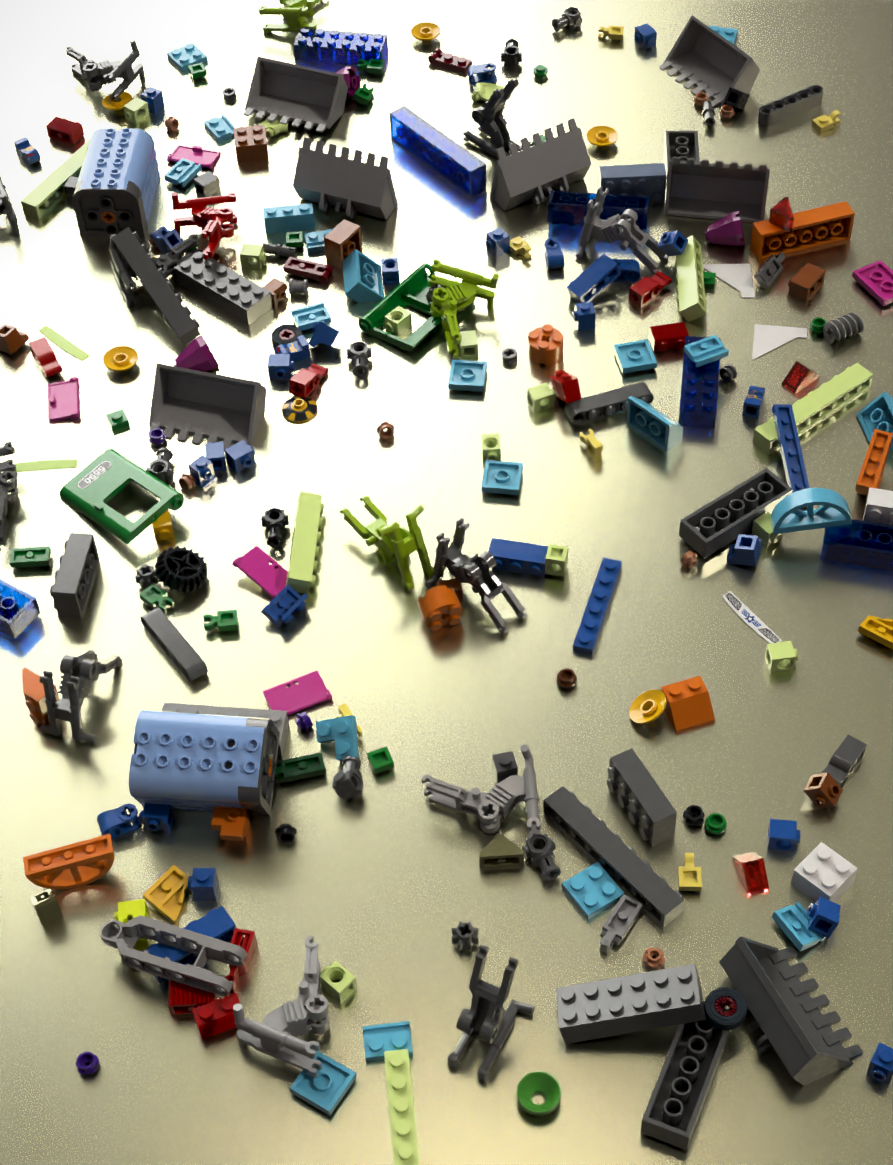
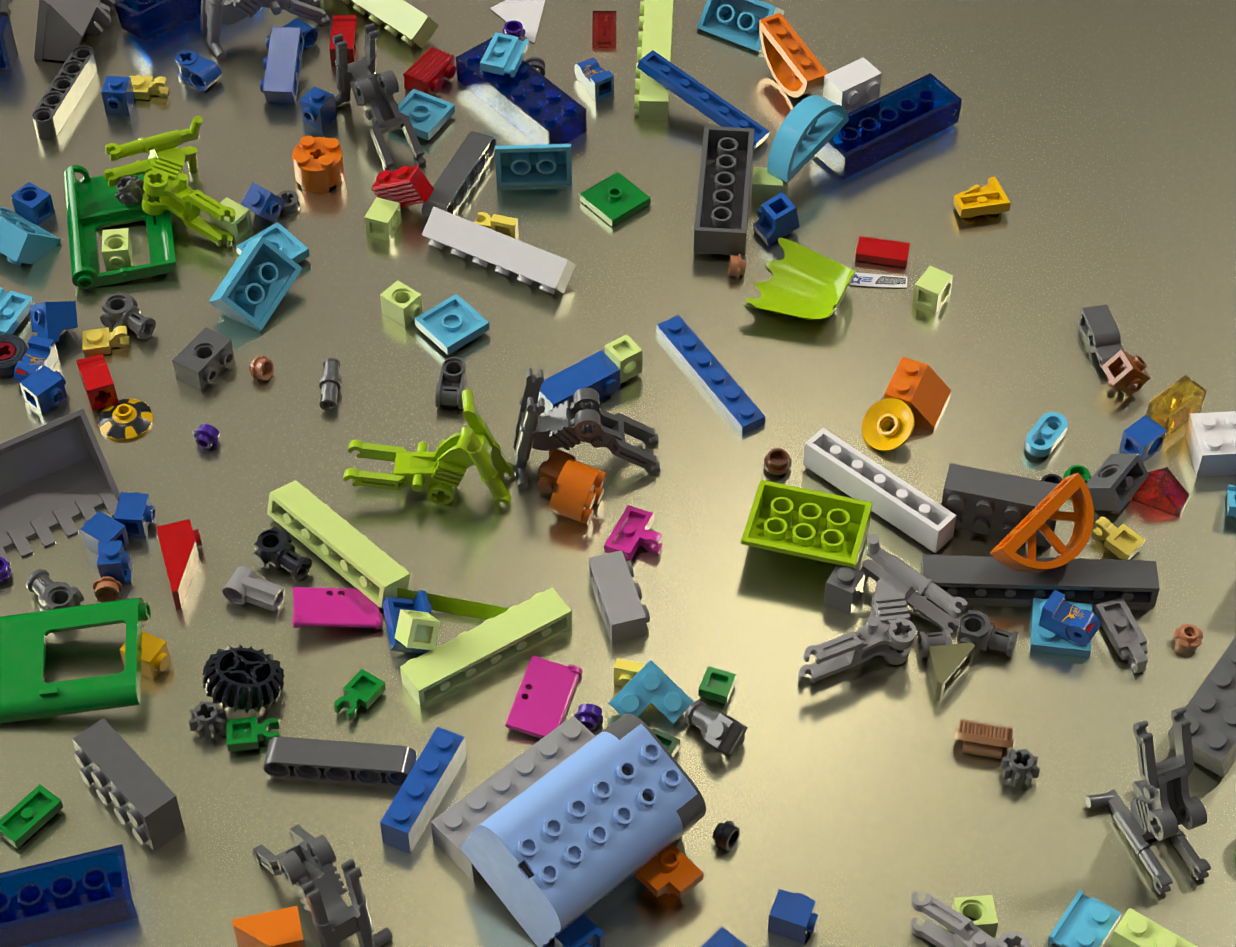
camera: 50 degrees left, 0 degrees up
(188, 686) = (423, 790): none -> blue brick
(231, 492) = (180, 556): none -> red slope
(242, 532) = (248, 587): none -> light grey piece
(261, 897) = (793, 916): none -> blue brick
(273, 609) = (417, 629): none -> yellowish green brick
(303, 647) = (486, 647): none -> yellowish green brick
(317, 617) = (456, 606): none -> lime sticker
(319, 444) = (207, 436): none -> dark purple plate
(335, 362) = (102, 340): none -> light yellow plate
(365, 405) = (203, 359): none -> dark grey brick
(393, 676) = (618, 596): none -> light grey brick
(405, 462) = (330, 384): none -> dark grey pin
(432, 385) = (255, 284): none -> medium azure slope
(443, 652) = (632, 532): none -> dark pink plate
(460, 506) = (451, 383): none -> dark grey piece
(469, 904) = (984, 738): none -> medium nougat piece
(476, 223) = (64, 92): none -> dark grey beam
(491, 346) = (263, 202): none -> blue brick
(514, 835) = (925, 640): none -> light grey bush
(524, 717) = (807, 523): none -> lime slope
(572, 456) = (499, 250): none -> white brick
(589, 884) = (1068, 620): none -> blue leg
(591, 735) = (889, 494): none -> white brick
(607, 324) = (376, 93): none -> dark grey piece
(632, 814) = (1025, 532): none -> orange window
(676, 475) = (615, 199): none -> green plate
(709, 601) = (803, 284): none -> lime piece
(728, 842) = (1117, 481): none -> dark grey brick
(730, 785) = (1041, 438): none -> medium azure plate
(746, 344) = (514, 28): none -> dark purple plate
(785, 615) = (882, 251): none -> red tile
(824, 829) = (1176, 404): none -> clear yellow brick

